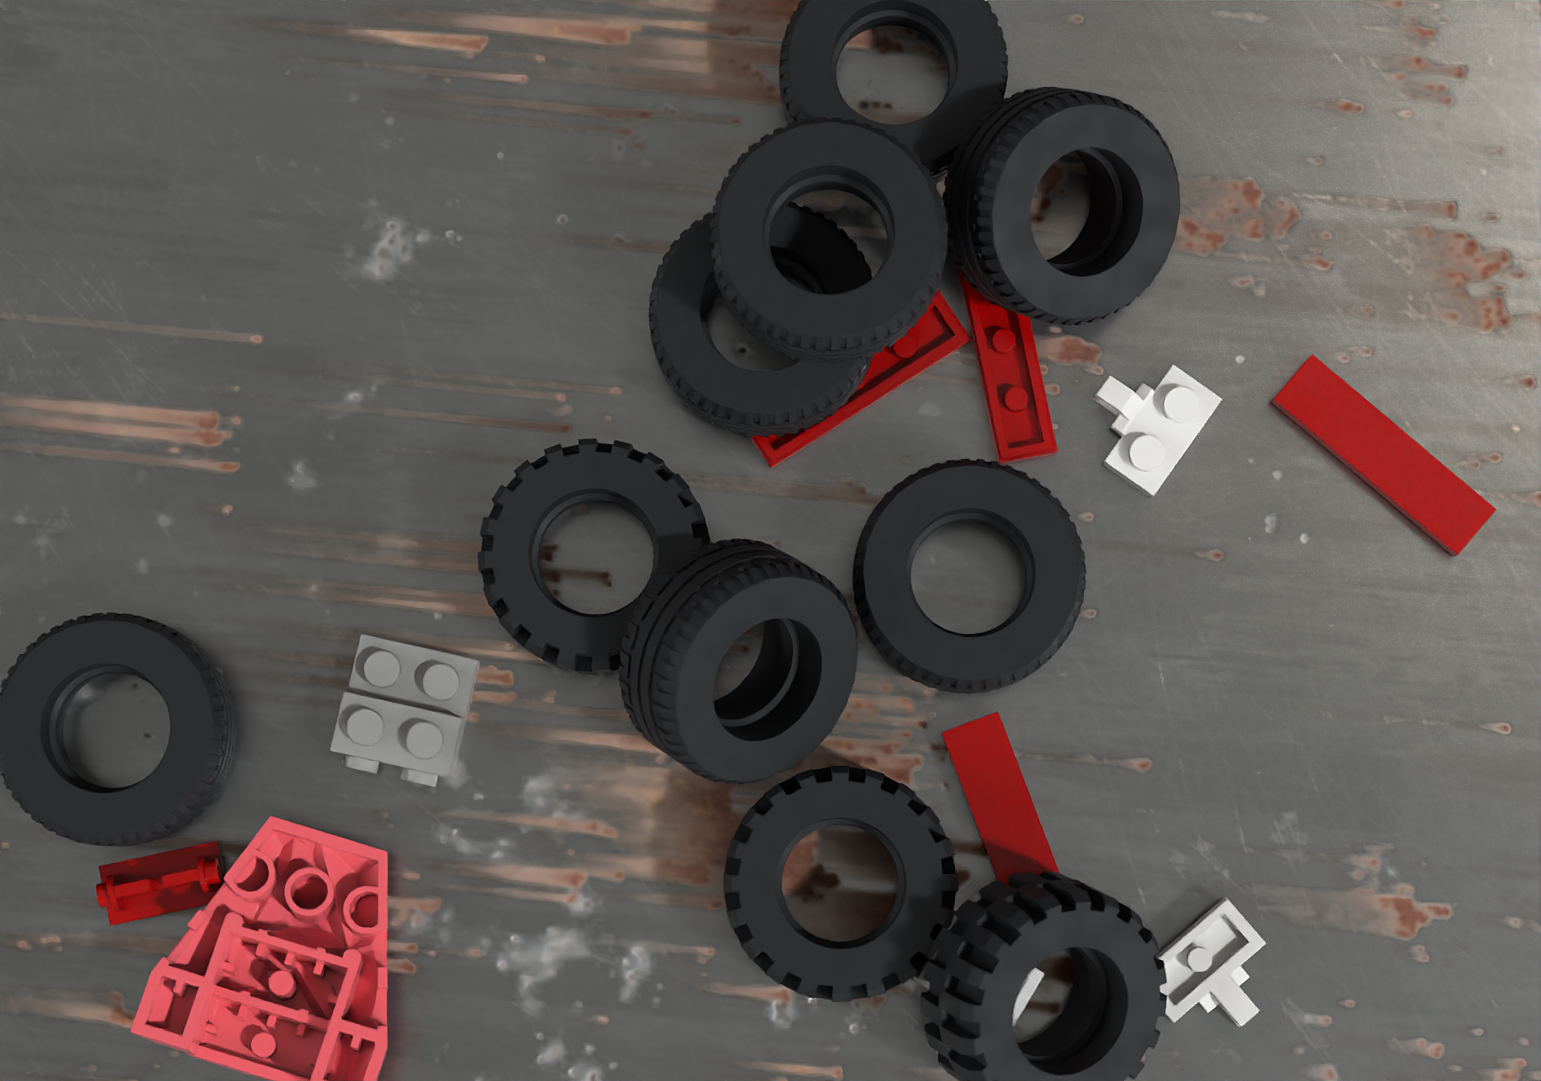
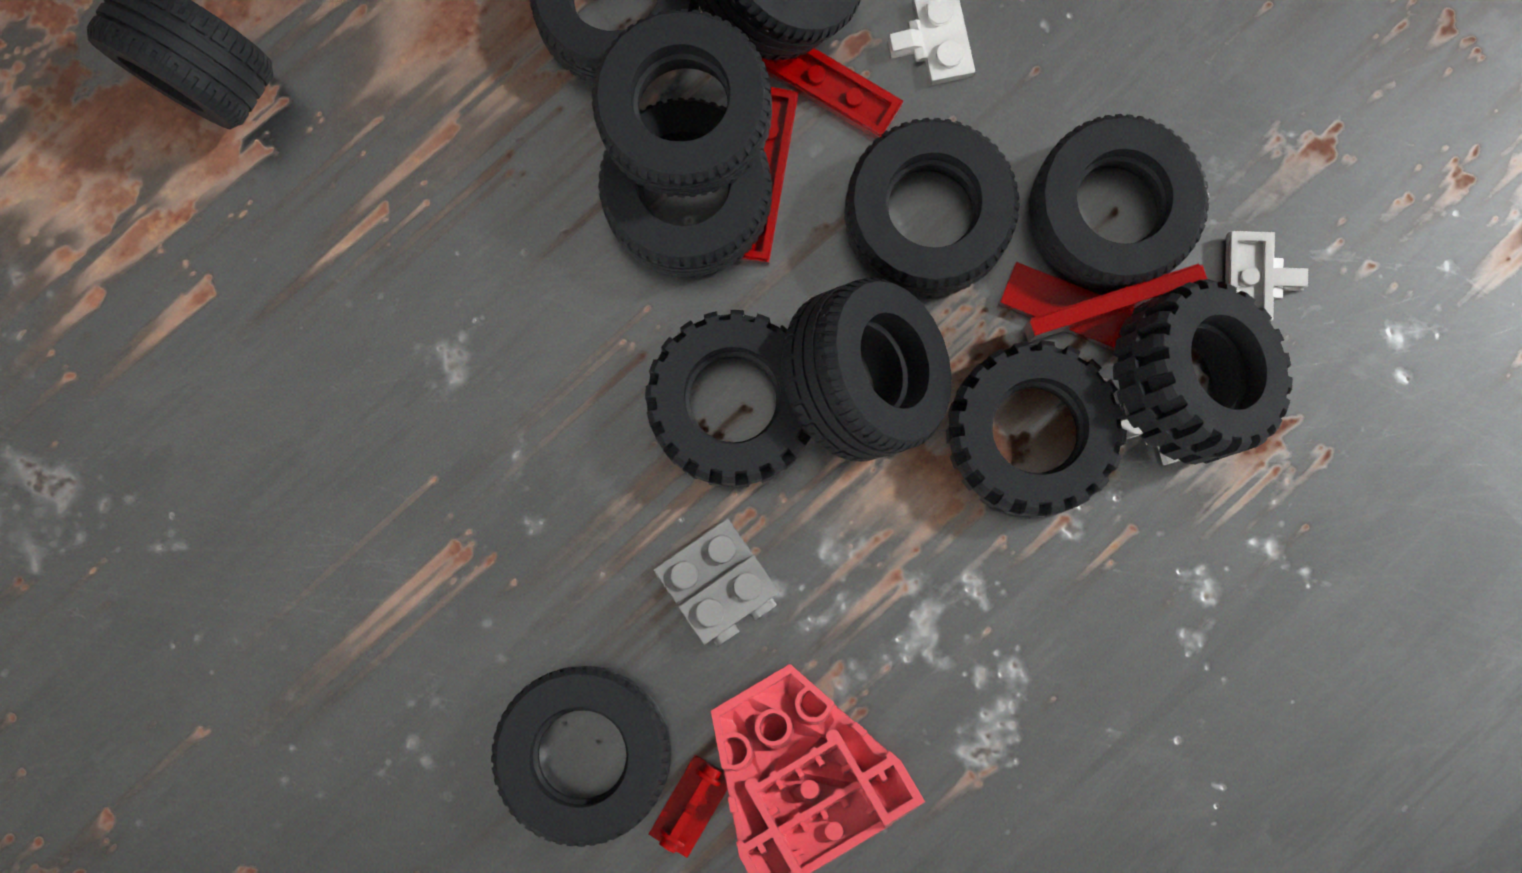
camera: 50 degrees left, 0 degrees up
(1040, 845) = (1109, 303): none -> red tile
(1228, 744) = (1155, 158): none -> black tyre

